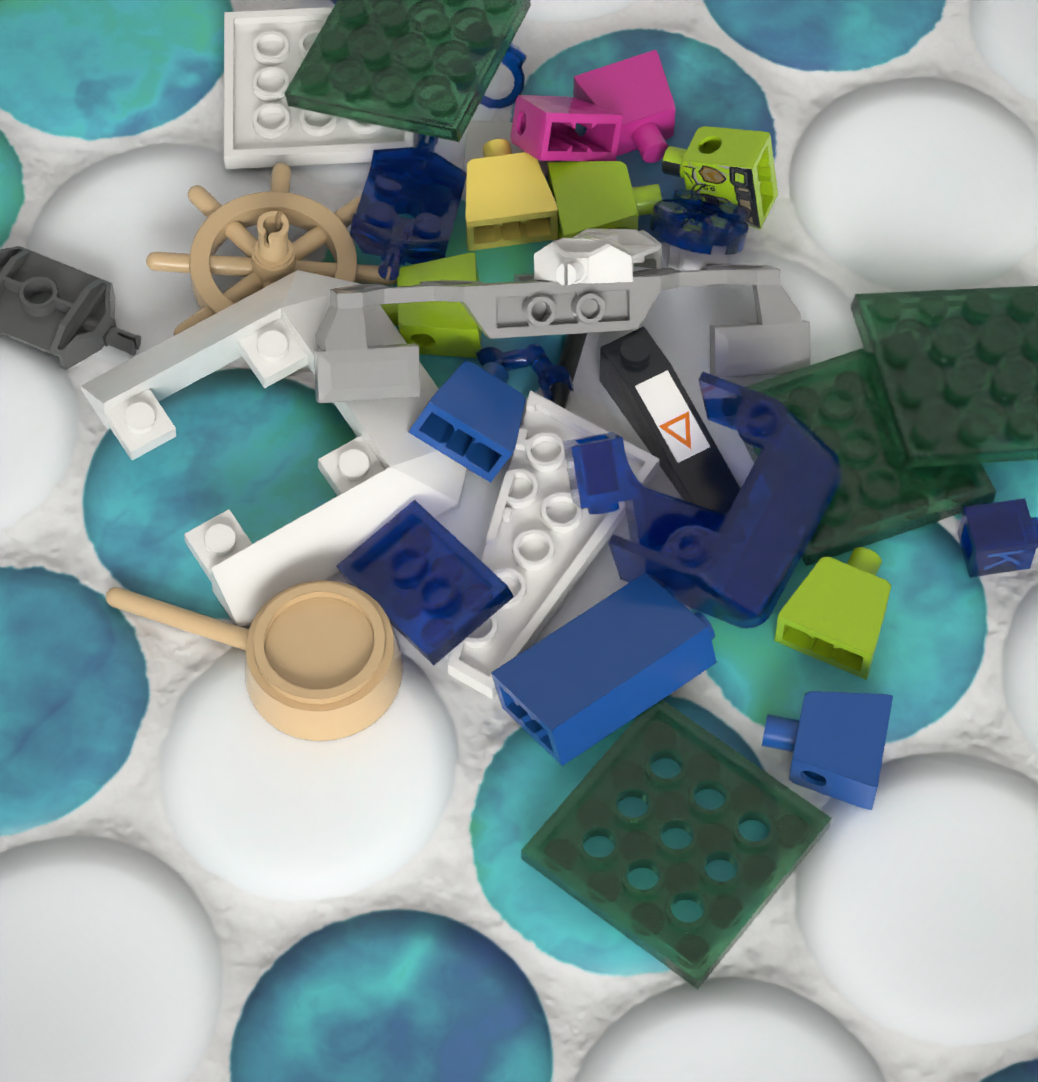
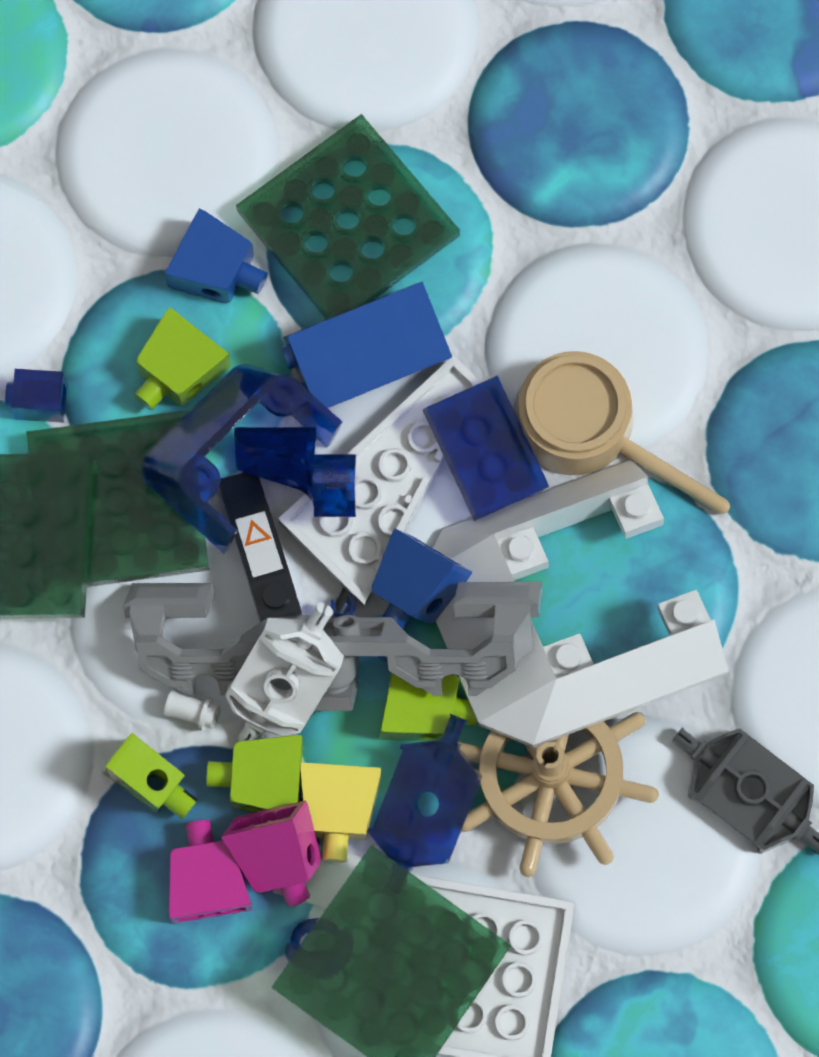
camera: 170 degrees left, 15 degrees up
(699, 224) = (206, 727): clear blue plate -> none

